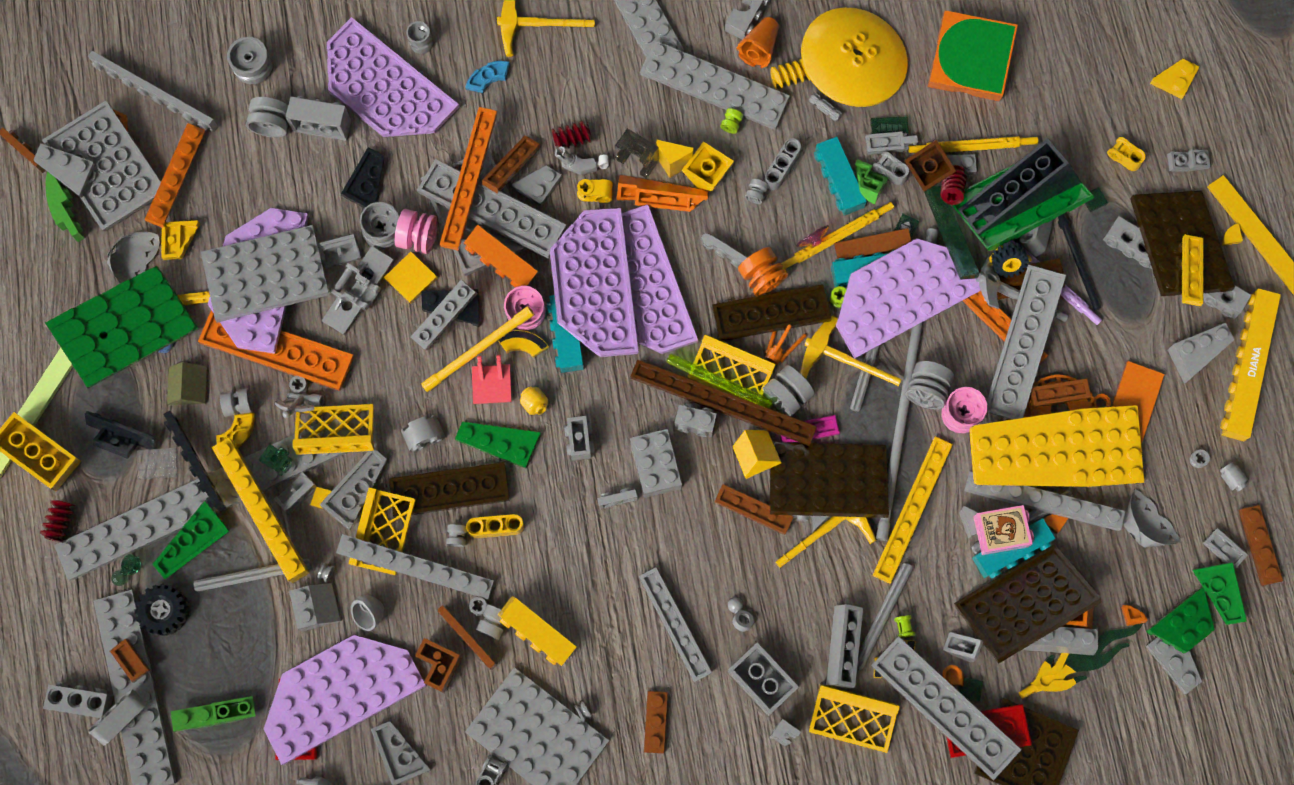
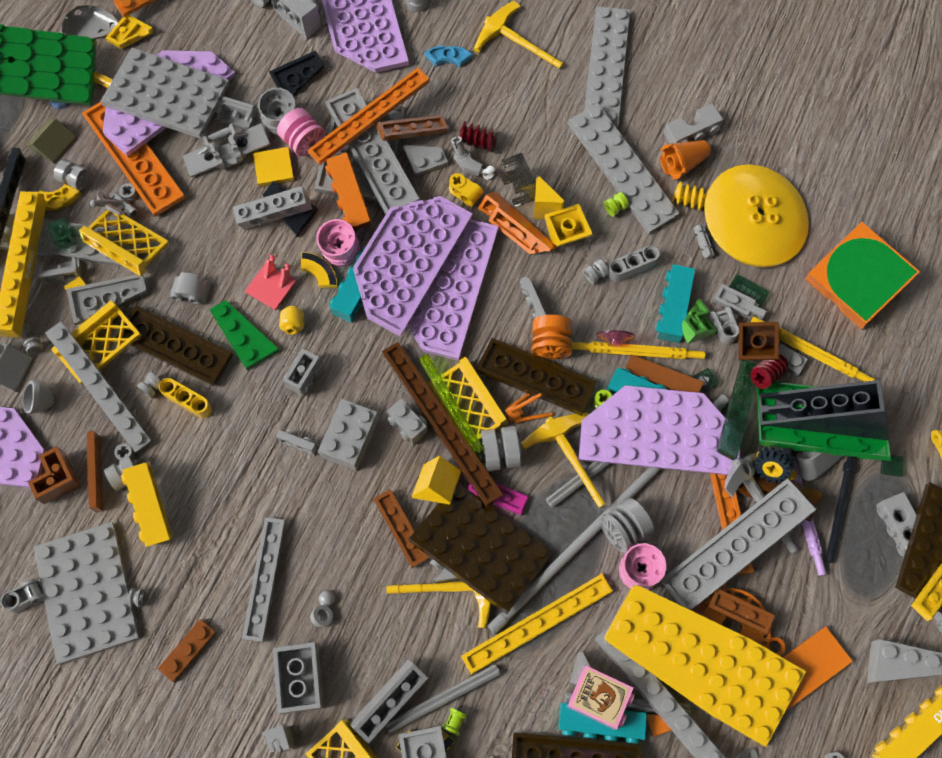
camera: 35 degrees right, 5 degrees down
(438, 377) = (321, 244): yellow piece -> none

